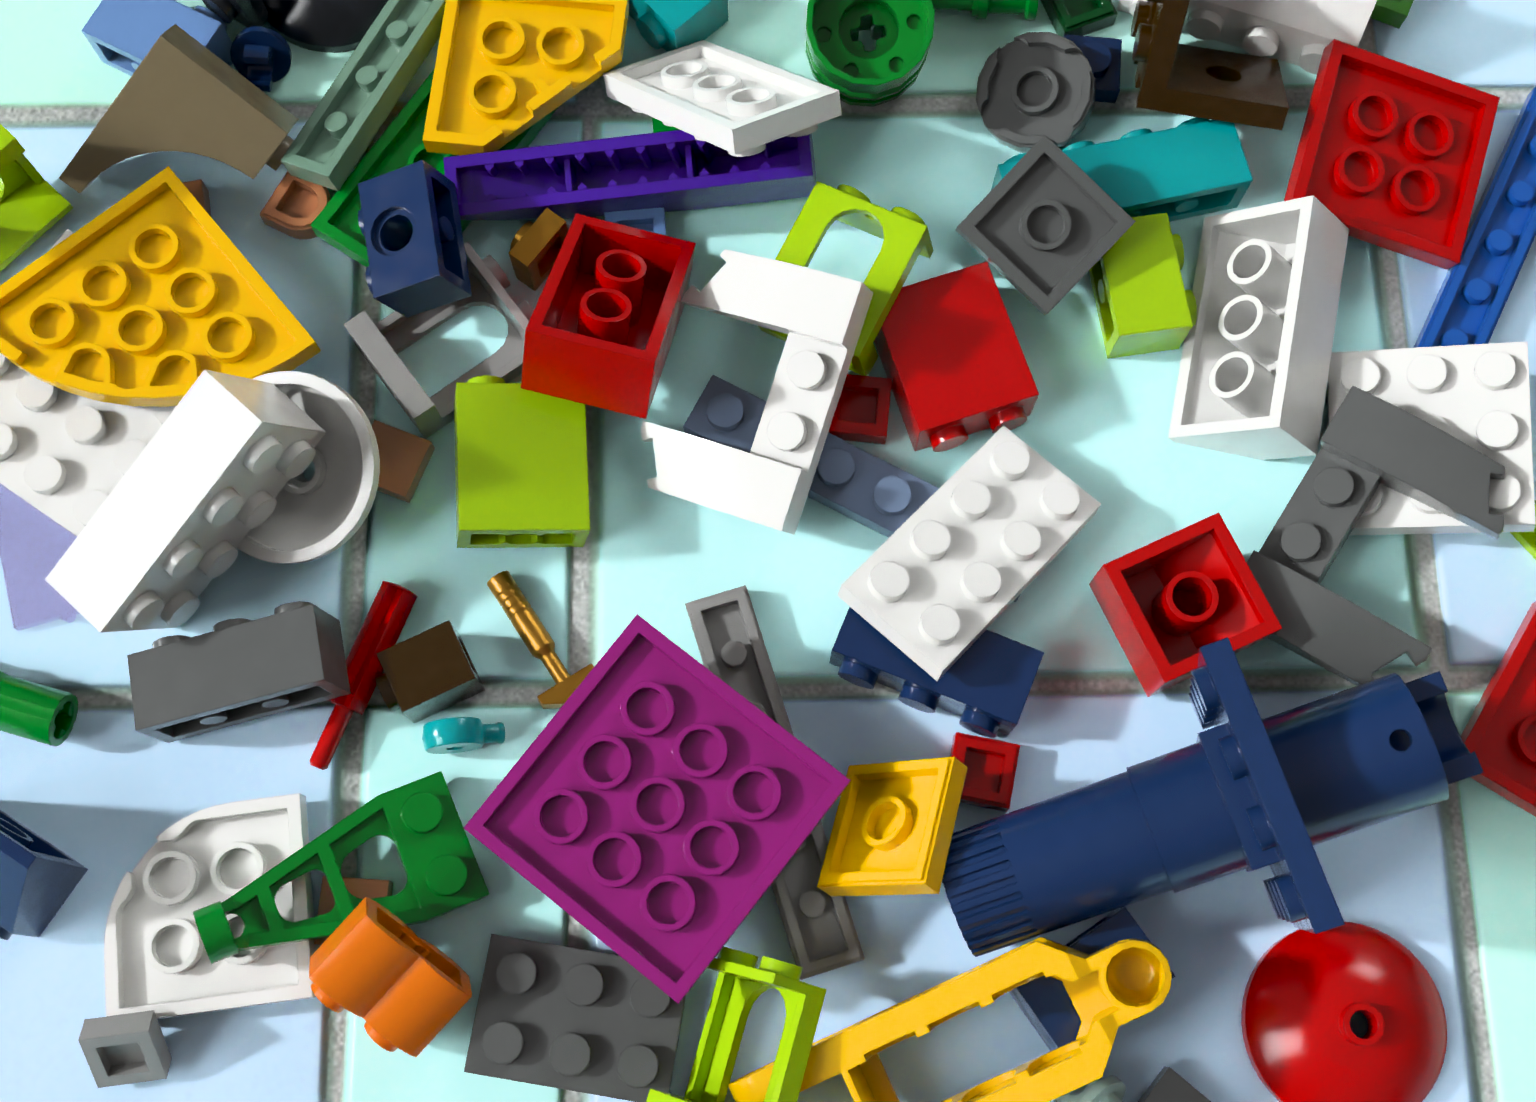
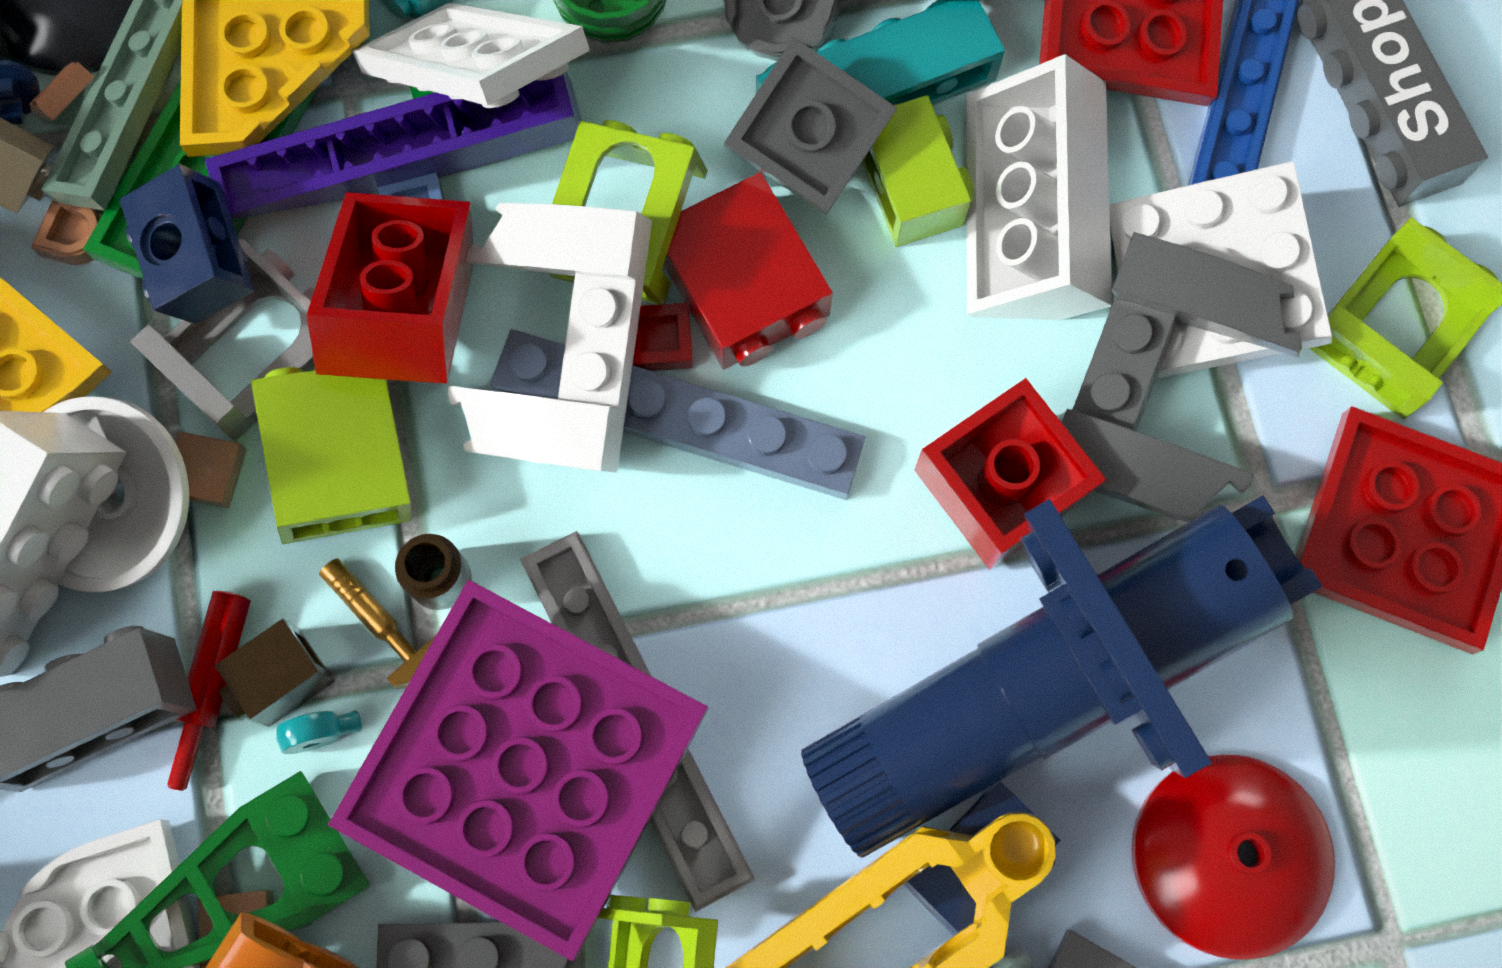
camera: 10 degrees left, 0 degrees up
(312, 67) = (61, 92): none -> nougat tile
(537, 247) = (311, 232): pearl gold plate -> none
(595, 583) = (420, 559): none -> dark brown brick
(893, 828) = (760, 745): yellow tile -> none
(968, 552) = (789, 460): white plate -> none
(982, 686) = (774, 571): dark blue brick -> none
(989, 770) = (839, 673): red tile -> none

